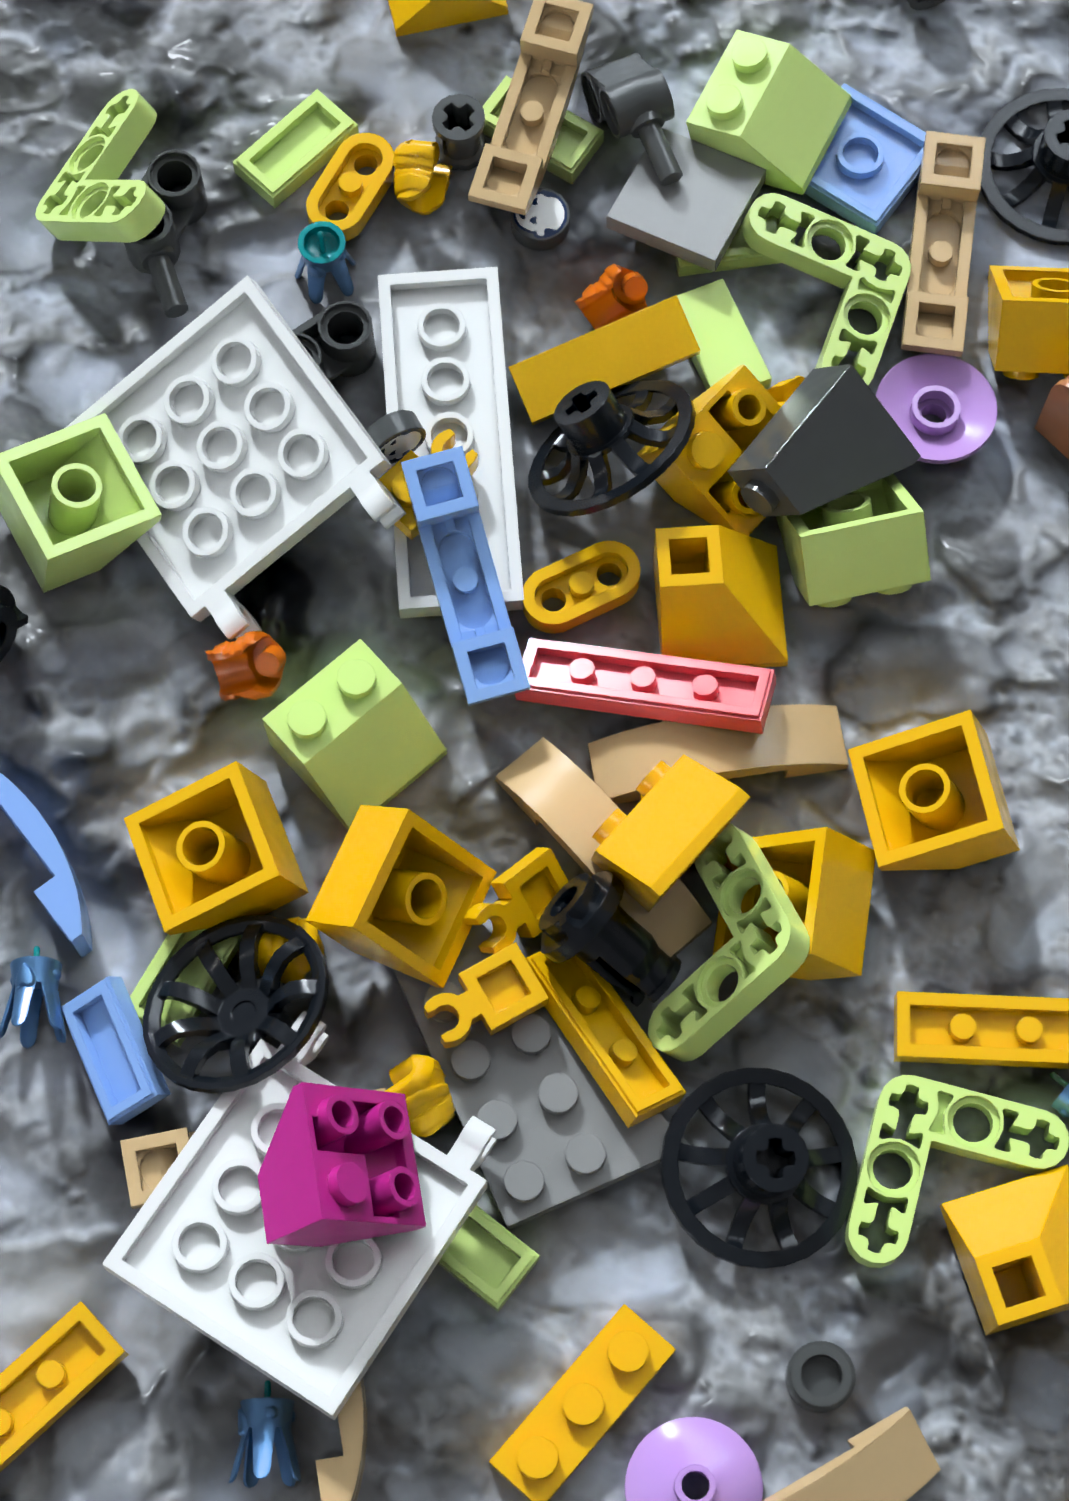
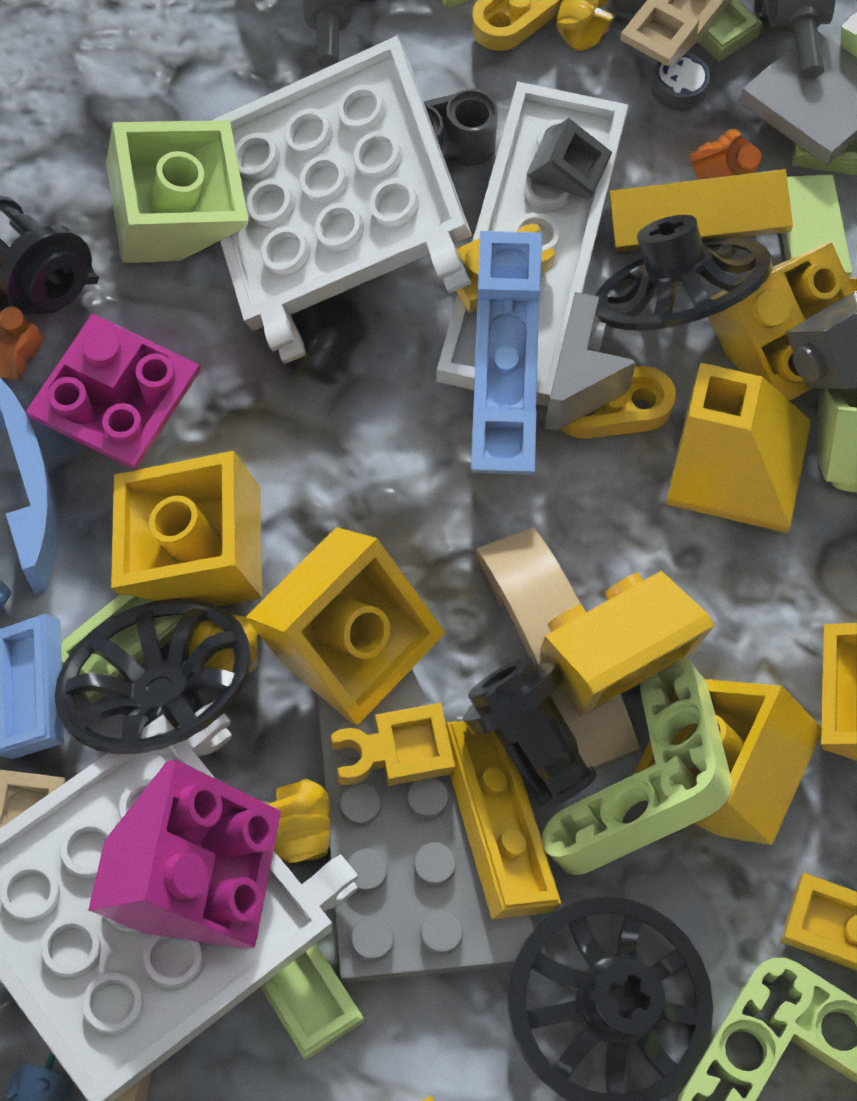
camera: 15 degrees right, 5 degrees down
(93, 735) = (113, 391): none -> dark pink slope
(248, 666) = (281, 379): orange arm -> none
(324, 252) = (474, 45): piece -> none
(354, 734) = (356, 465): yellowish green slope -> none
(397, 434) = (486, 212): tile -> none
(458, 348) = (569, 160): none -> dark grey slope
(522, 896) = (462, 665): yellow plate -> none
(544, 575) = (584, 375): none -> light grey slope
(648, 685) = (649, 507): coral tile -> none
(794, 740) = (725, 585): tan slope -> none

